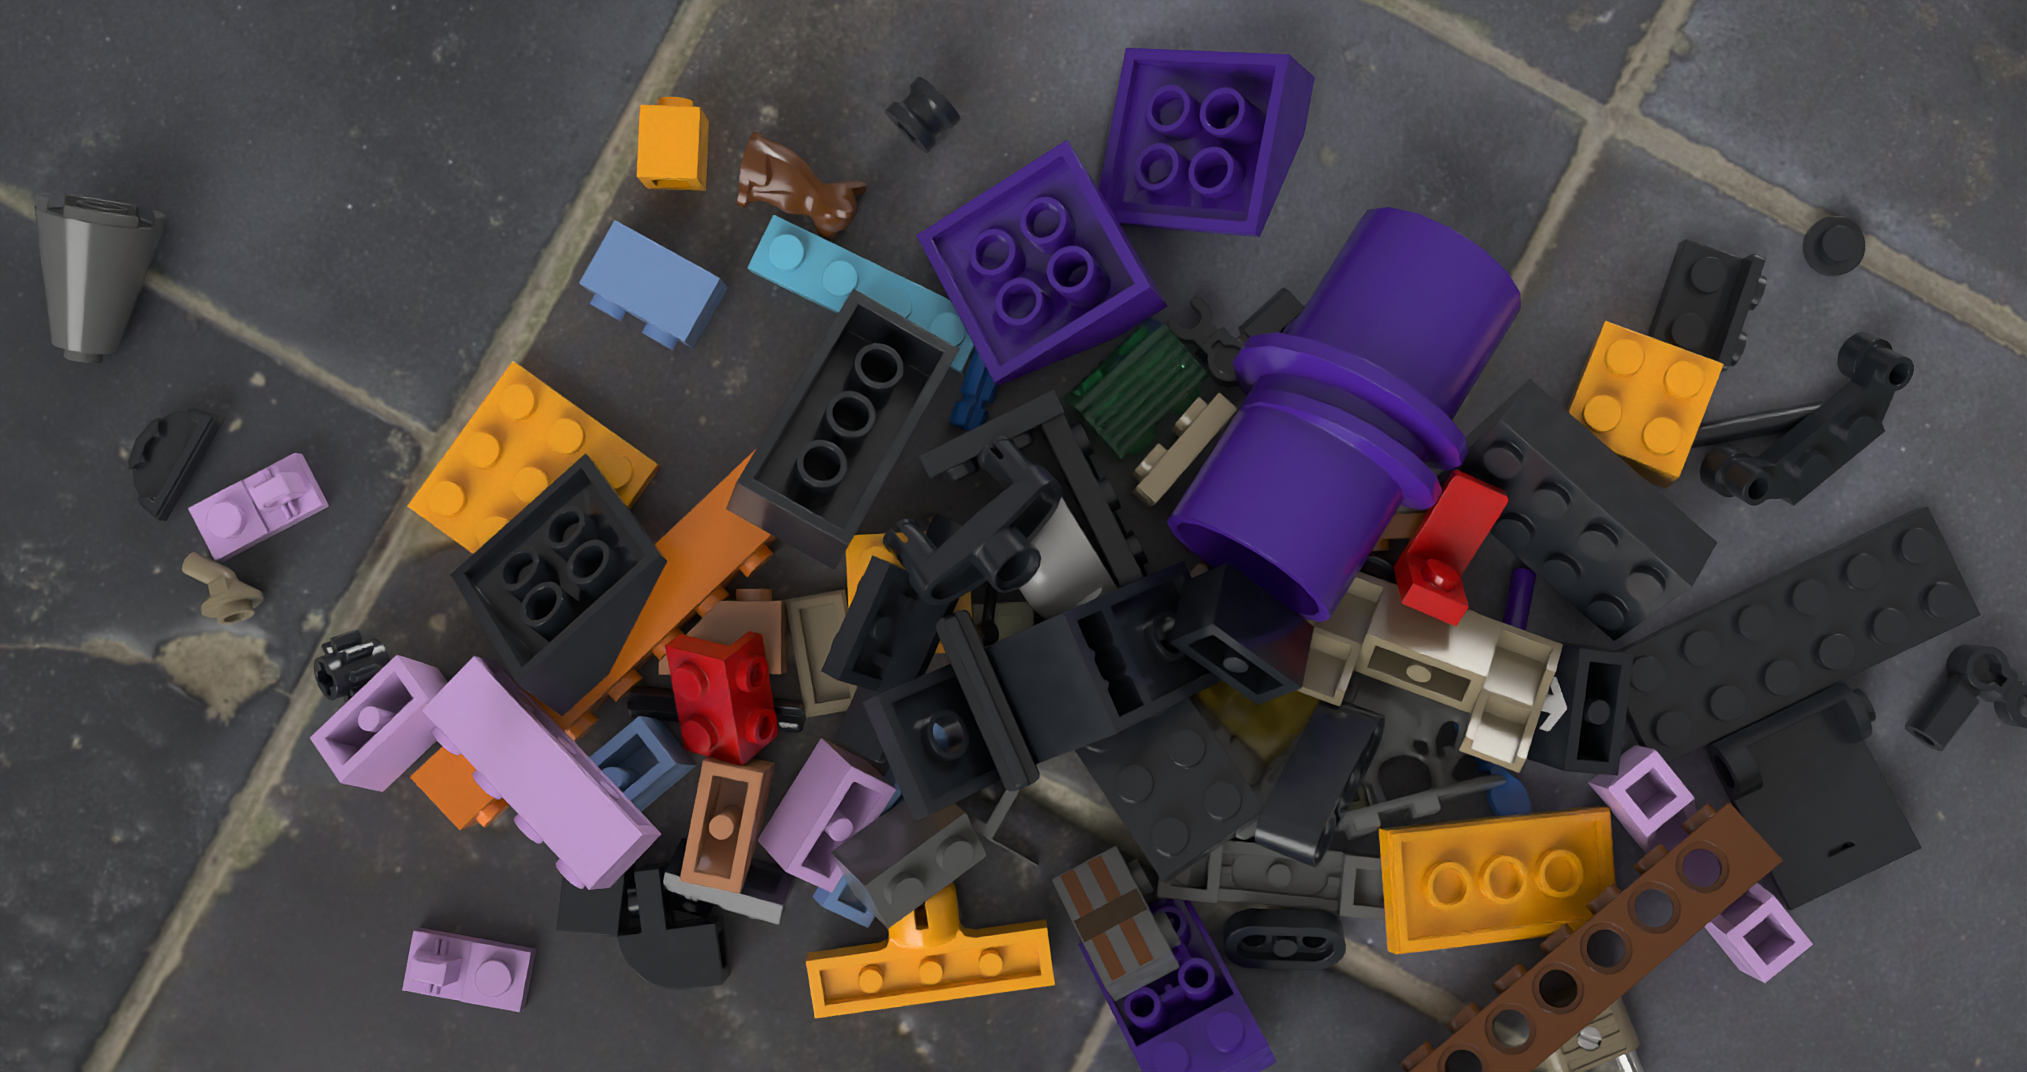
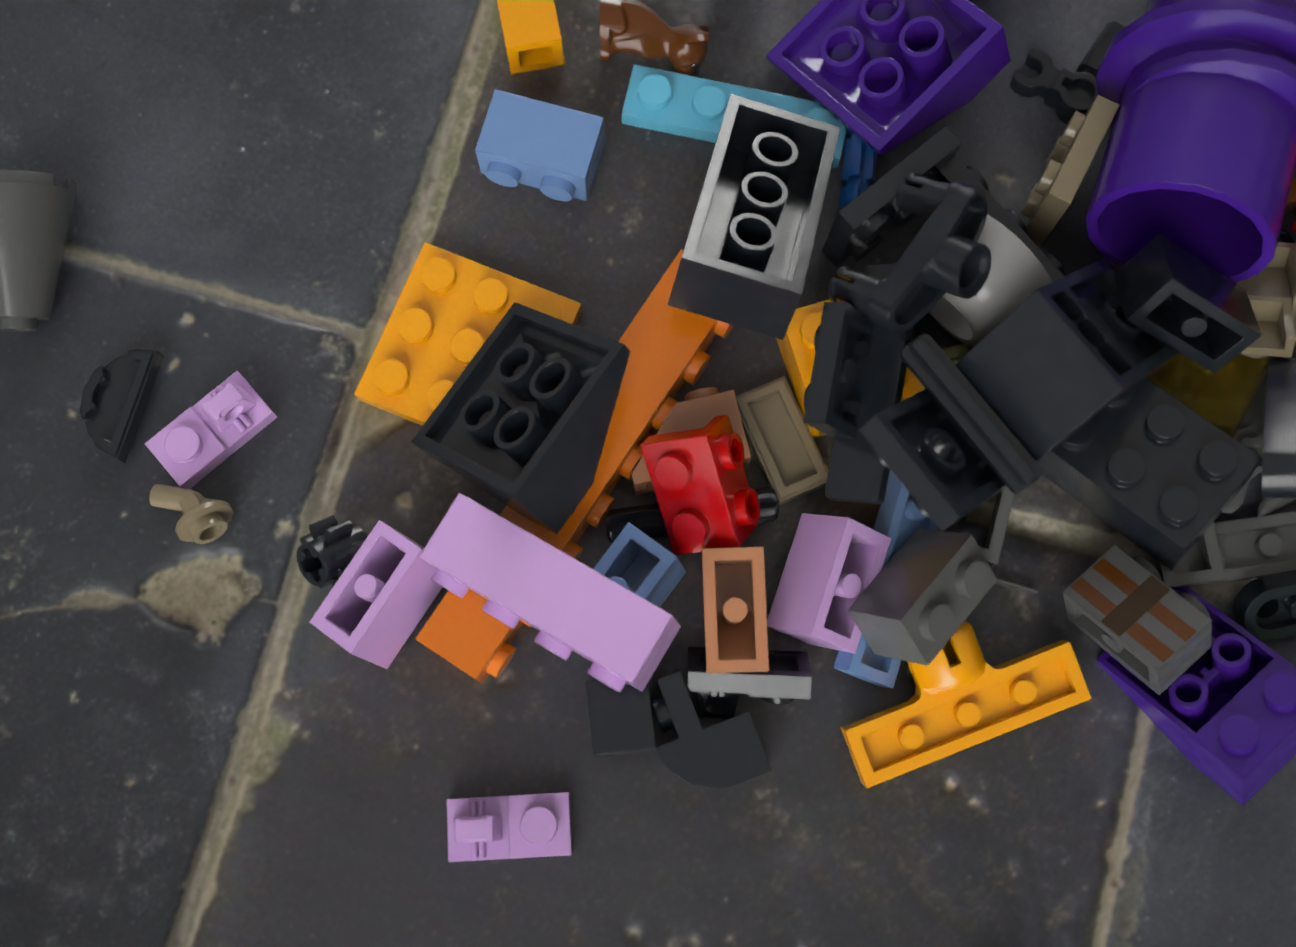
camera: 15 degrees left, 10 degrees down
(1137, 389) = (1010, 128): clear green brick -> none

